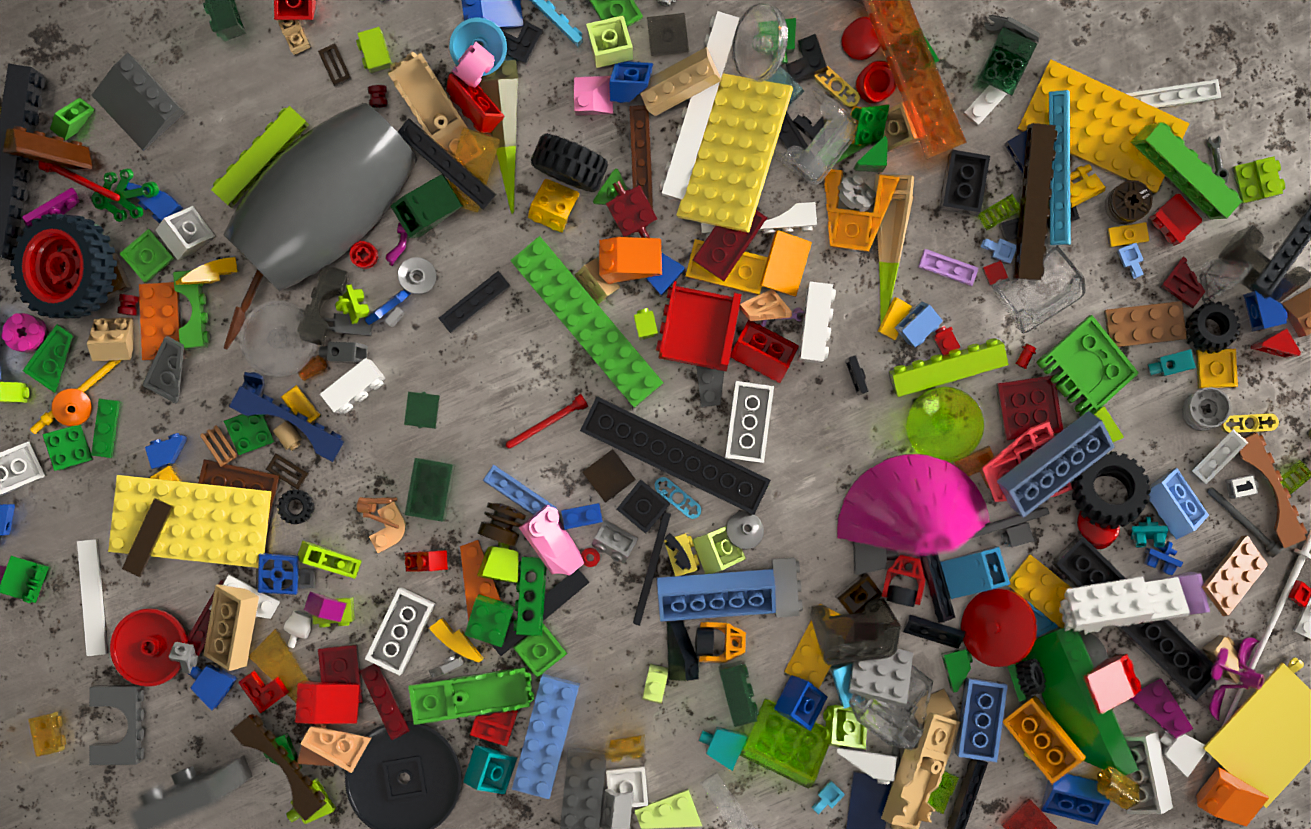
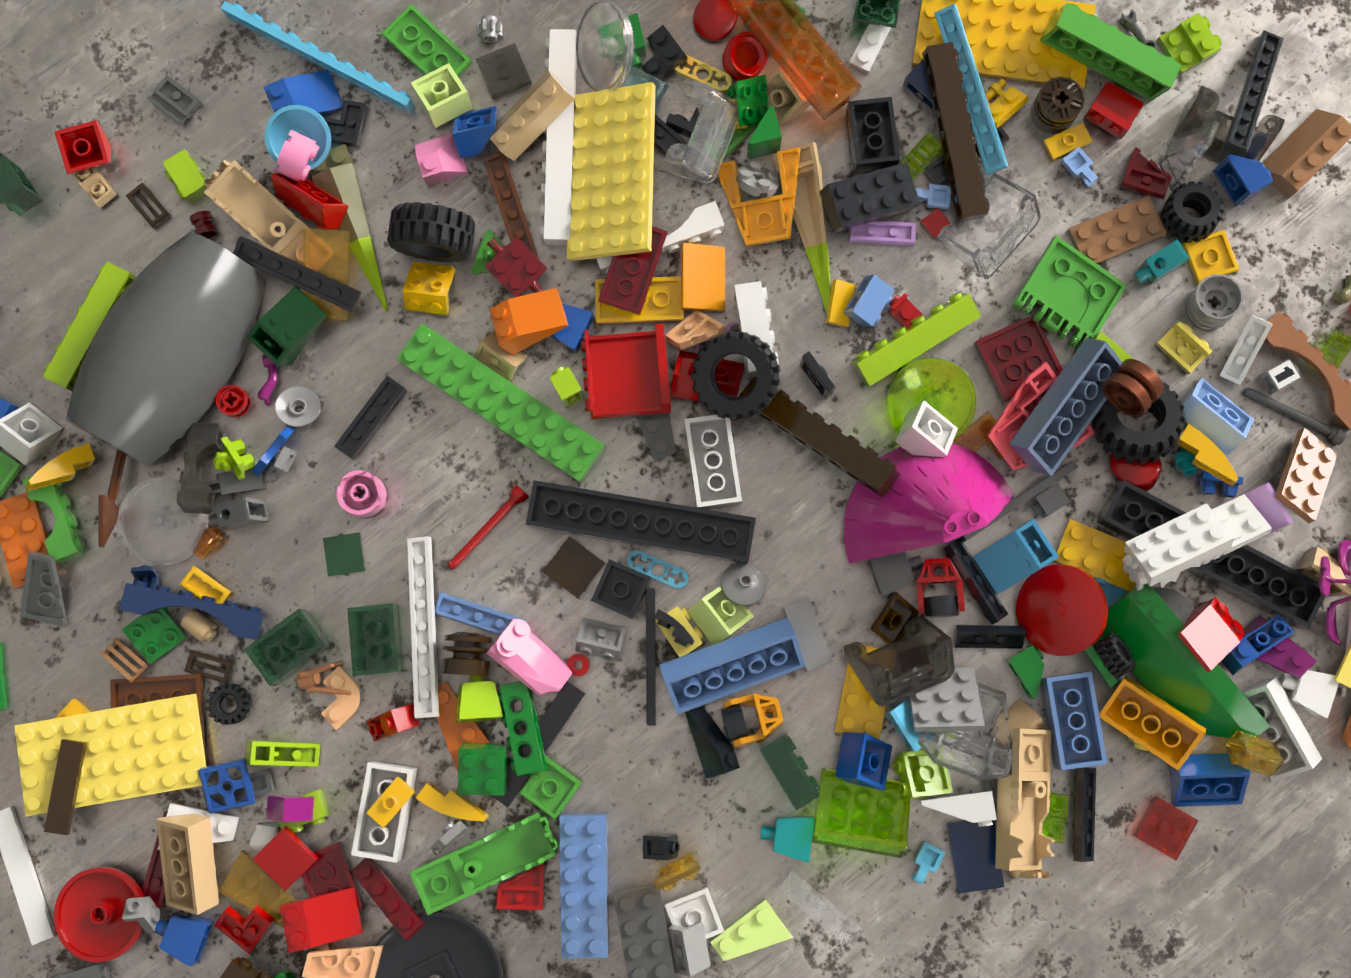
camera: 15 degrees left, 5 degrees down
(165, 452) = (65, 684): blue slope -> none
(310, 646) = (285, 858): none -> red tile
(353, 386) = (257, 548): white brick -> none
(356, 475) = (287, 647): none -> clear green brick
(408, 626) = (390, 802): none -> yellow plate
(443, 357) = (351, 487): none -> bright pink brick
(471, 490) = (423, 627): none -> white plate
(489, 770) = (530, 943): teal slope -> none
(582, 516) = (555, 620): blue brick -> none
(615, 723) = (660, 847): none -> black bracket
(655, 683) = (692, 788): yellowish green torso -> none
(767, 374) = (714, 397): none -> black tyre
(842, 428) = (828, 442): none -> dark brown brick
(932, 450) = (926, 432): none -> white slope
(945, 236) = (869, 197): none -> black brick
(1025, 356) = (997, 302): red pin -> none
(1112, 465) = (1133, 388): none -> copper wheel
(1149, 701) = (1257, 644): none -> blue slope
(1158, 536) = (1207, 454): none -> yellow slope
(1169, 438) = (1184, 347): none -> light yellow bracket
(1262, 417) = (1271, 298): light yellow beam -> none
(1279, 344) = (1270, 210): red slope -> none

